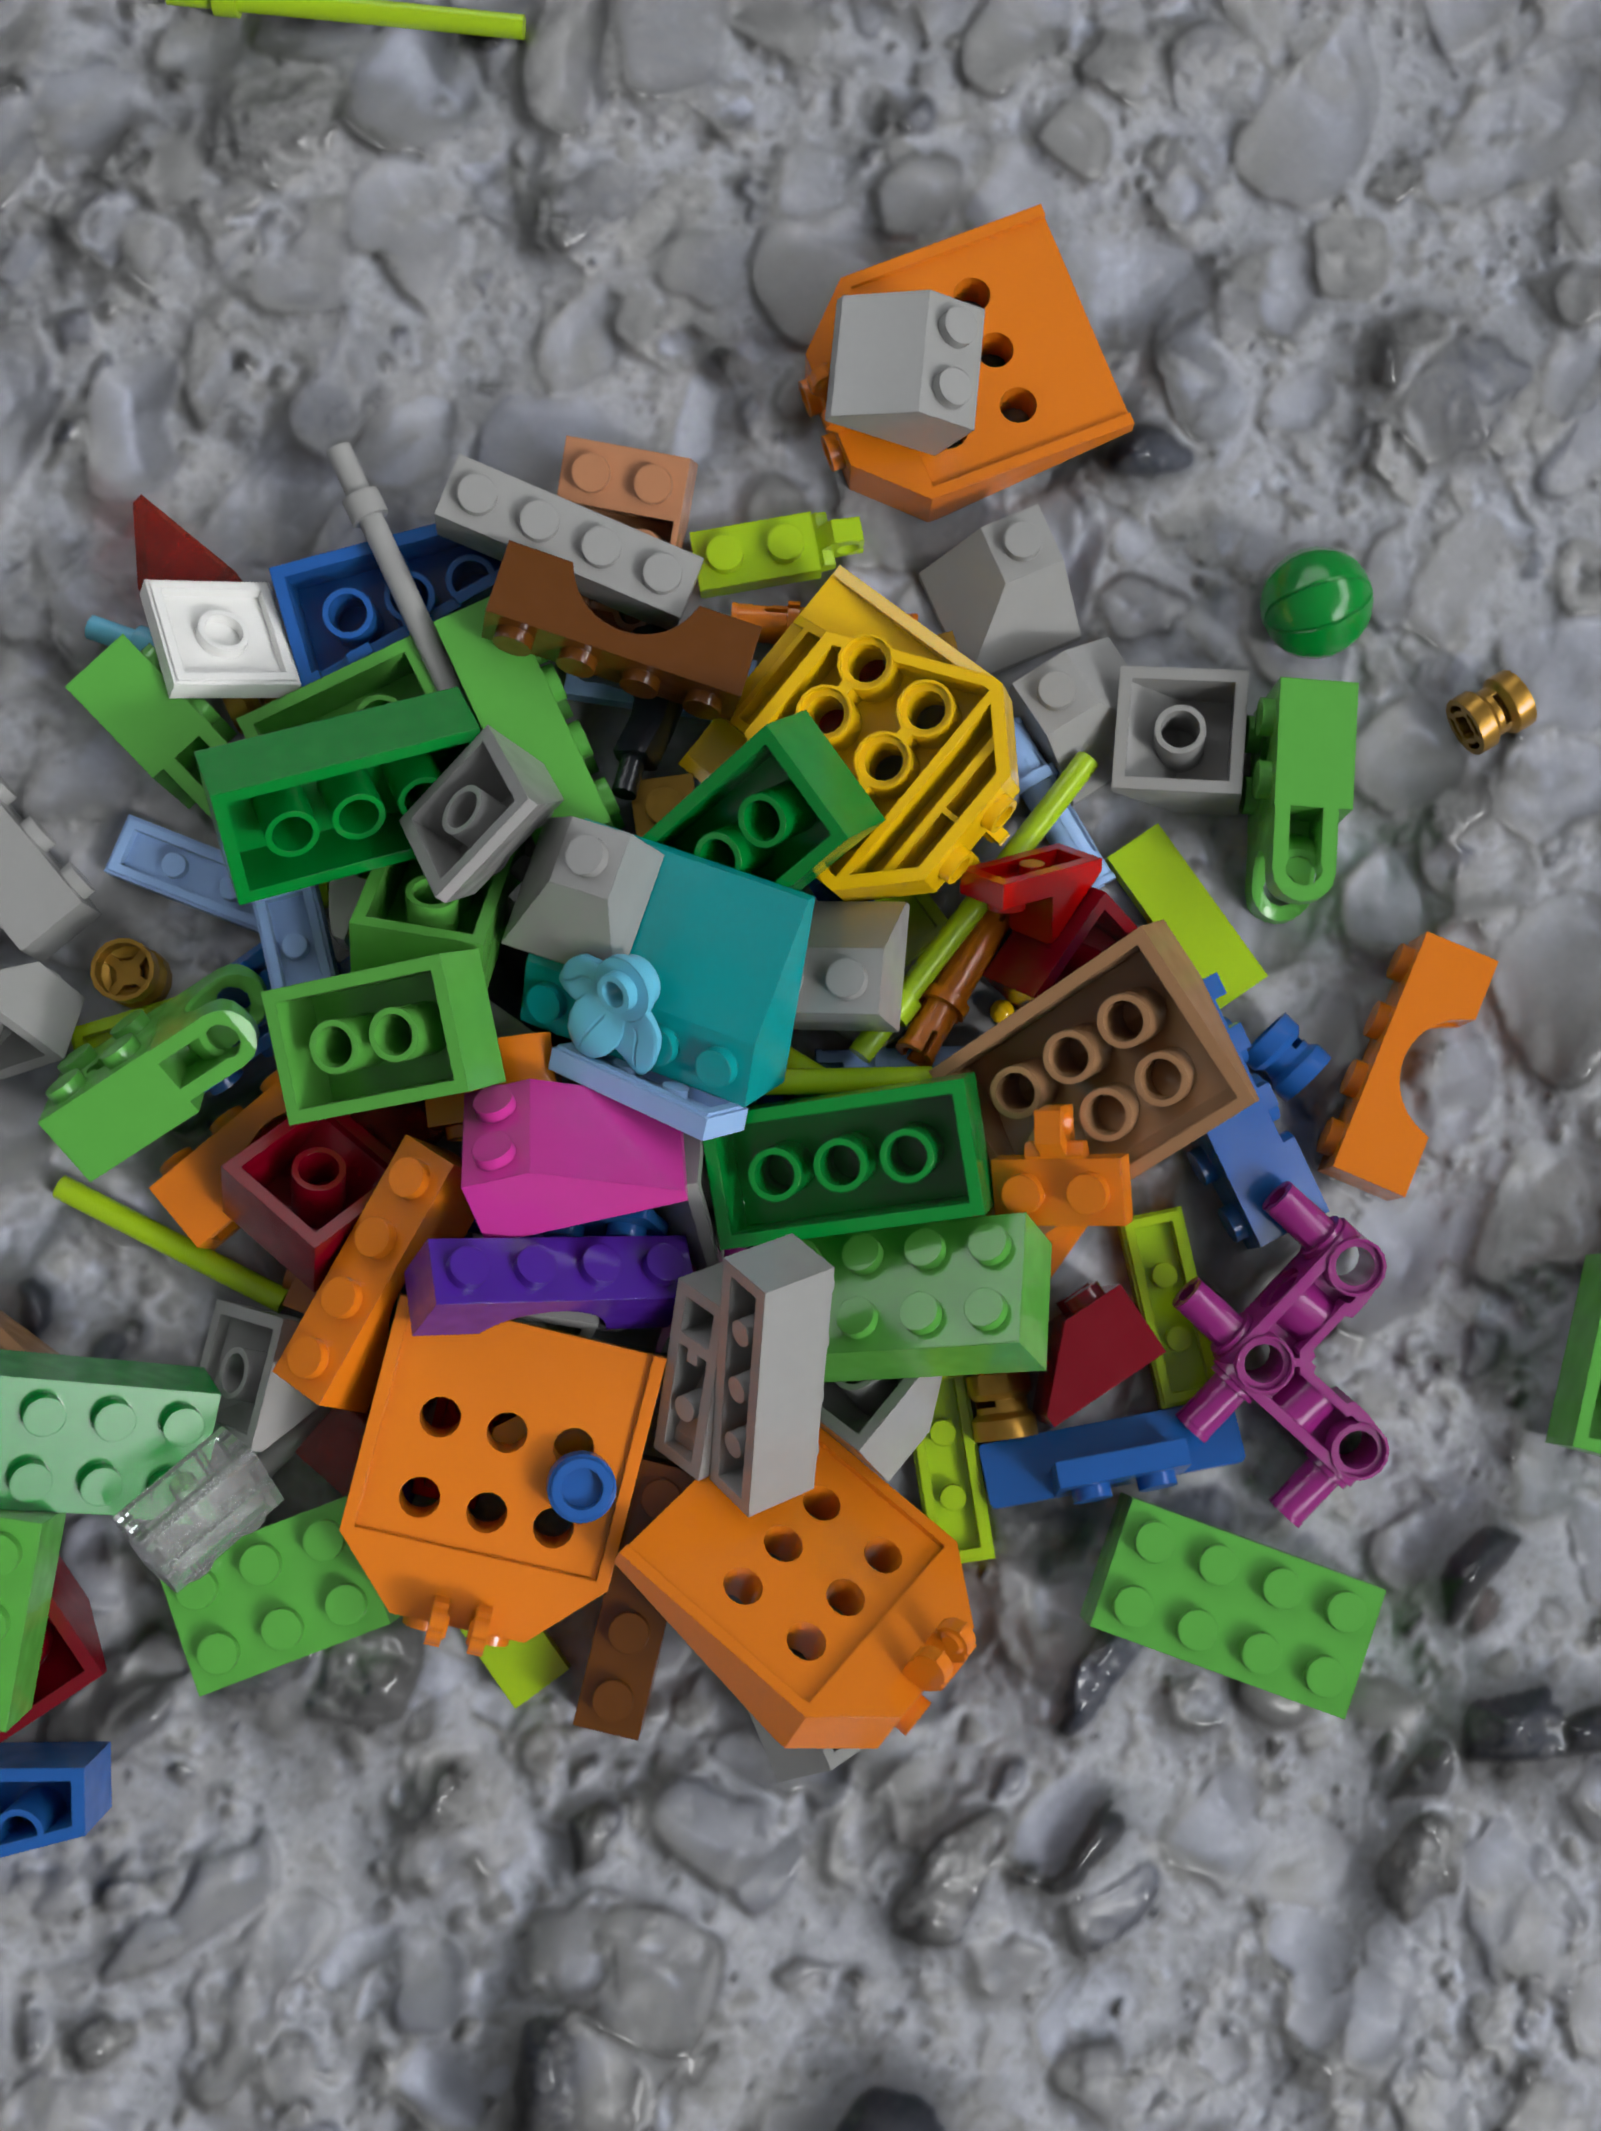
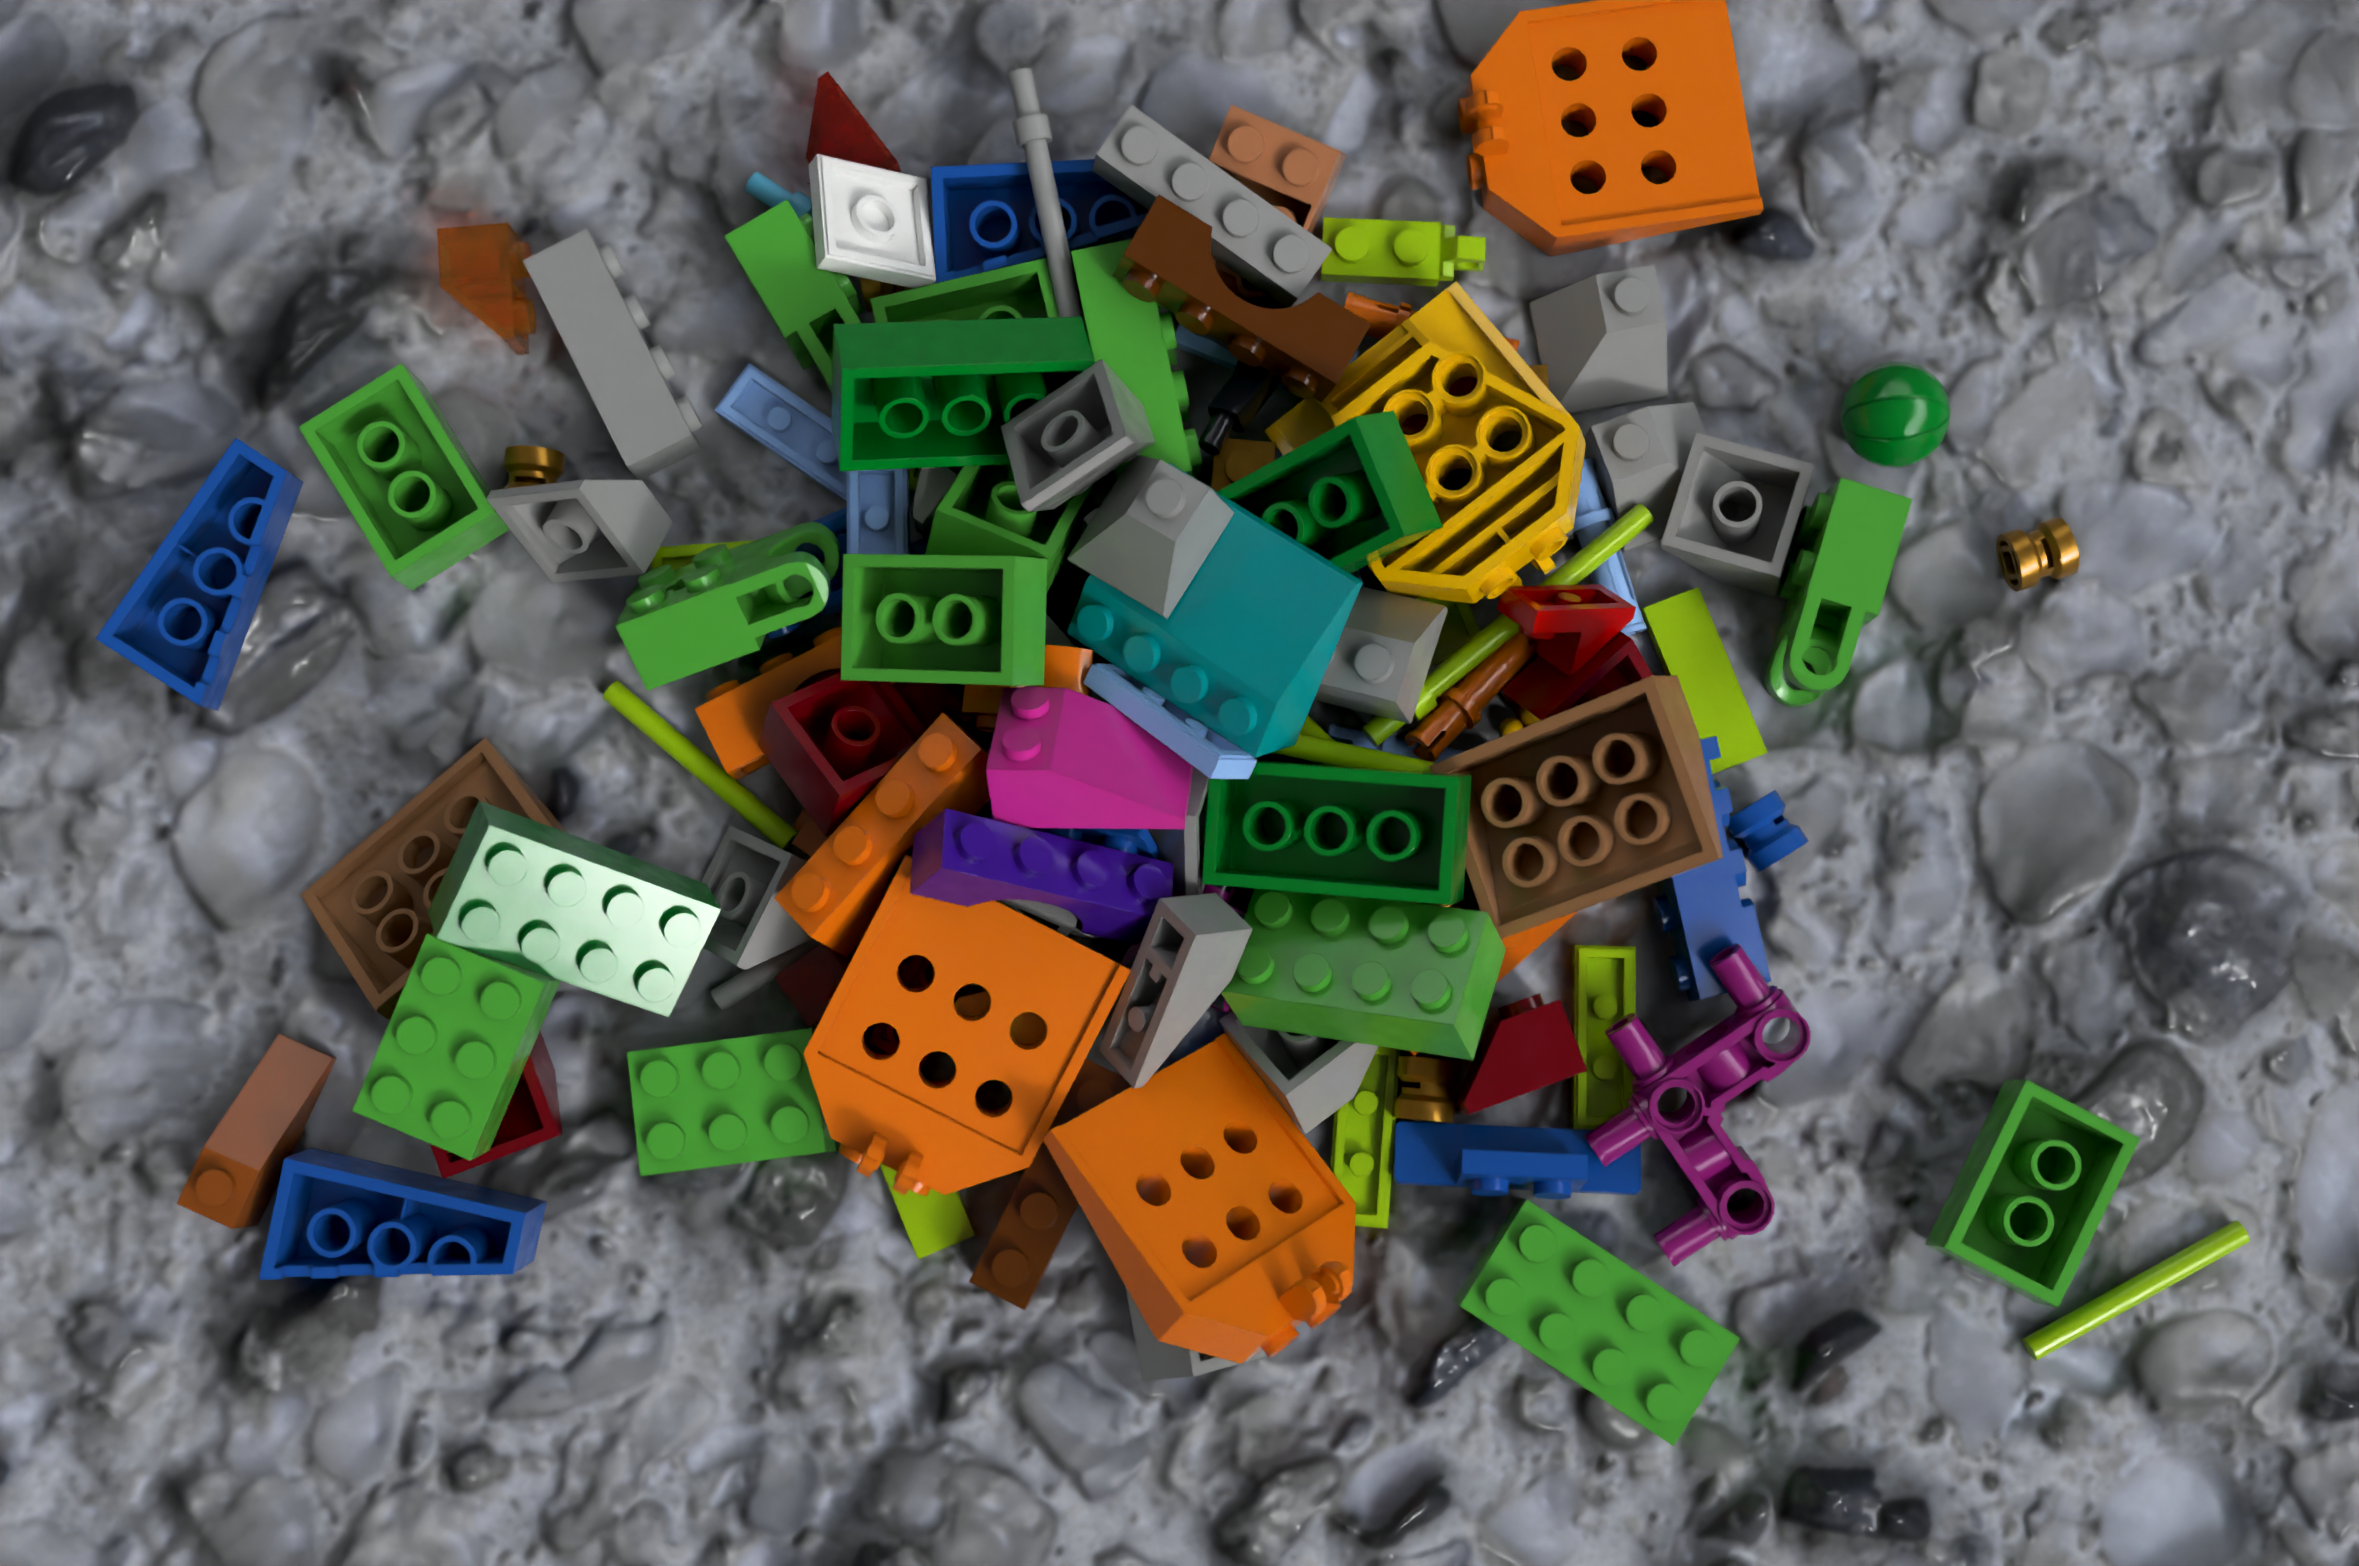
camera: 20 degrees right, 0 degrees up
(120, 965) = (711, 501): pearl gold wheel -> none
(199, 1509) = (680, 1006): clear brick -> none
(581, 1486) = (1028, 1066): blue tile -> none
(614, 1007) = (1157, 641): medium azure plate -> none
(770, 1372) = (1222, 1003): light grey brick -> none
(906, 367) = (1560, 112): light grey slope -> none
(1060, 1179) = (1526, 889): orange hinge -> none
(1374, 1138) = (1831, 926): orange arch -> none

